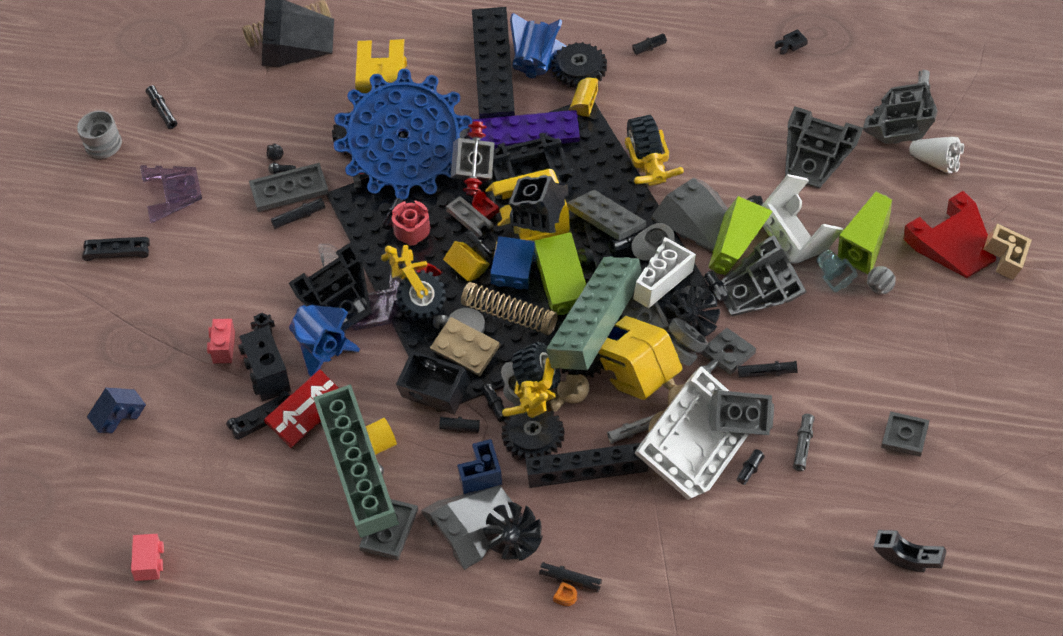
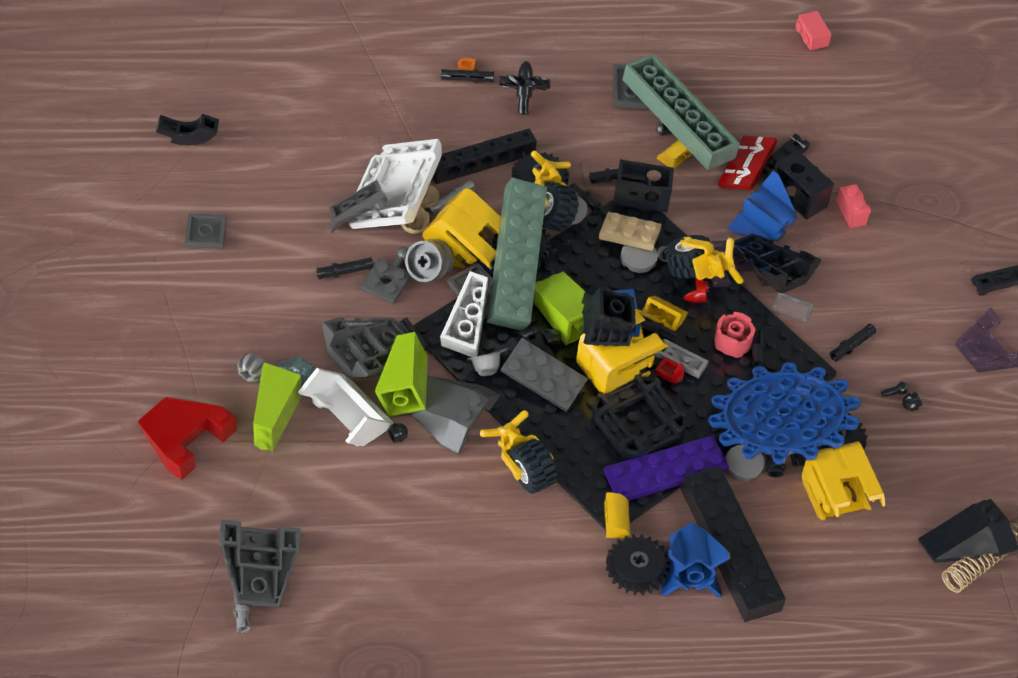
camera: 155 degrees right, 0 degrees up
(114, 406) = (906, 130): dark blue brick -> none
(262, 320) = (825, 228): black gear -> none
(288, 187) = (877, 367): dark grey plate -> none
(463, 520) = (567, 104): dark grey wedge -> none
(472, 159) = (699, 396): light grey brick -> none
(474, 292) = (563, 256): tan piece -> none
(483, 471) = (571, 135): dark blue brick -> none
(649, 44) = (569, 612): black axle -> none
(692, 313) = (428, 291): black piece -> none
(750, 466) = (340, 181): black axle -> none
(792, 40) = (405, 647): black plate -> none
(804, 435) = (297, 215): dark grey pin -> none
(817, 146) = (344, 507): dark grey wedge -> none
(939, 152) = (207, 515): white cone -> none
(1011, 249) = (124, 414): tan brick -> none

